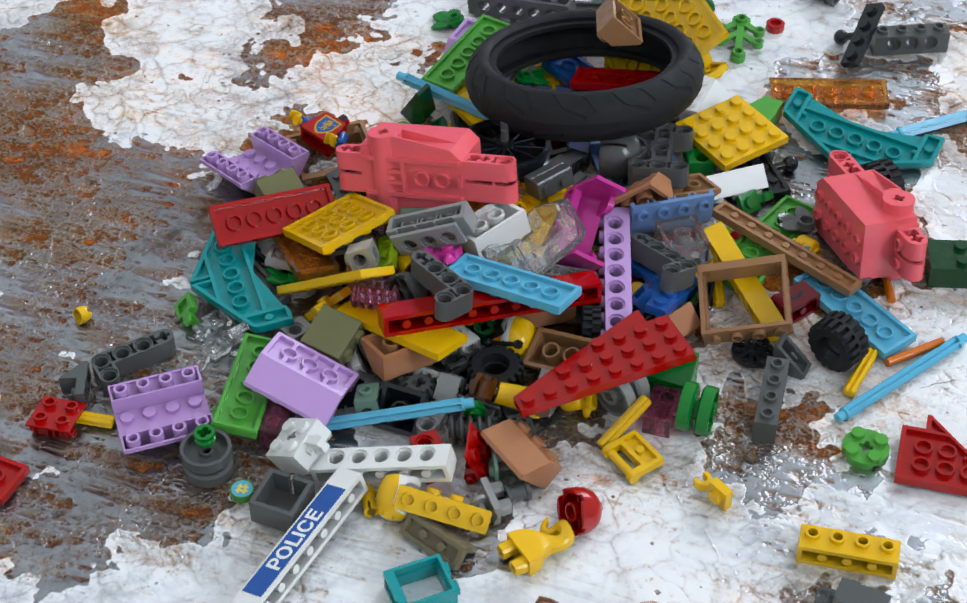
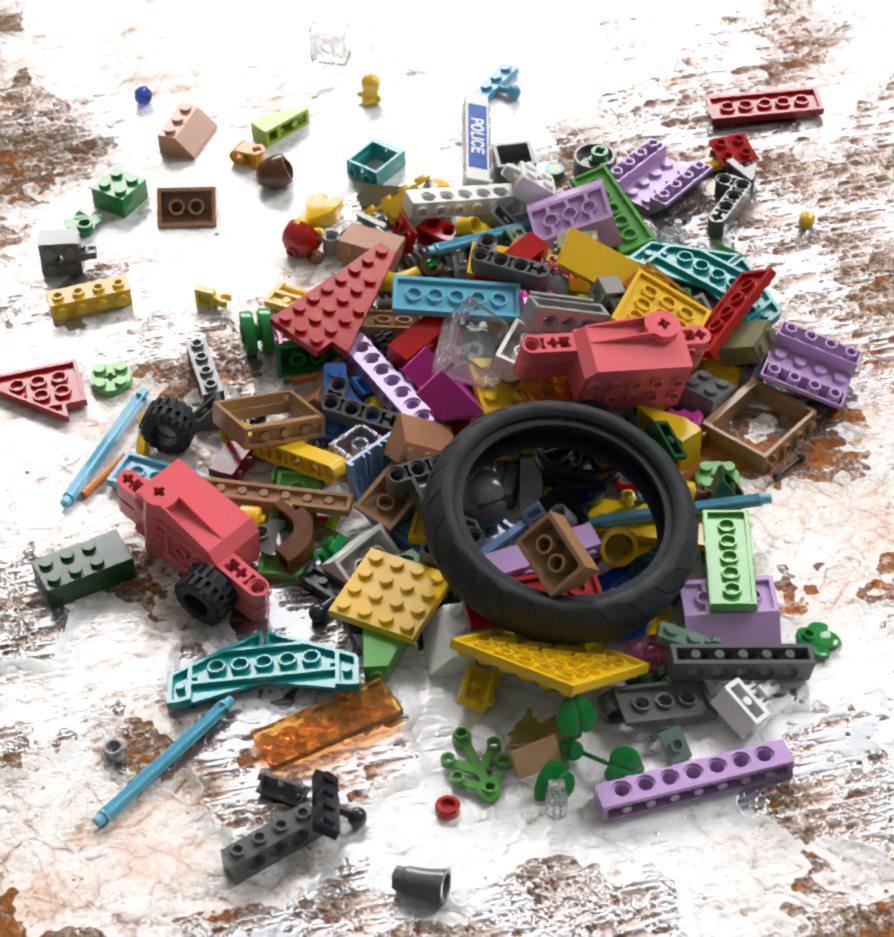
camera: 150 degrees right, 0 degrees up
(323, 131) = (775, 413): torso -> none
(359, 437) = (499, 216): none -> dark grey slope
(401, 428) = (469, 226): none -> yellow piece
(541, 502) = (331, 239): none -> light grey piece
(779, 199) = (300, 545): none -> reddish brown arch
(882, 71) = (281, 788): none -> dark grey hinge

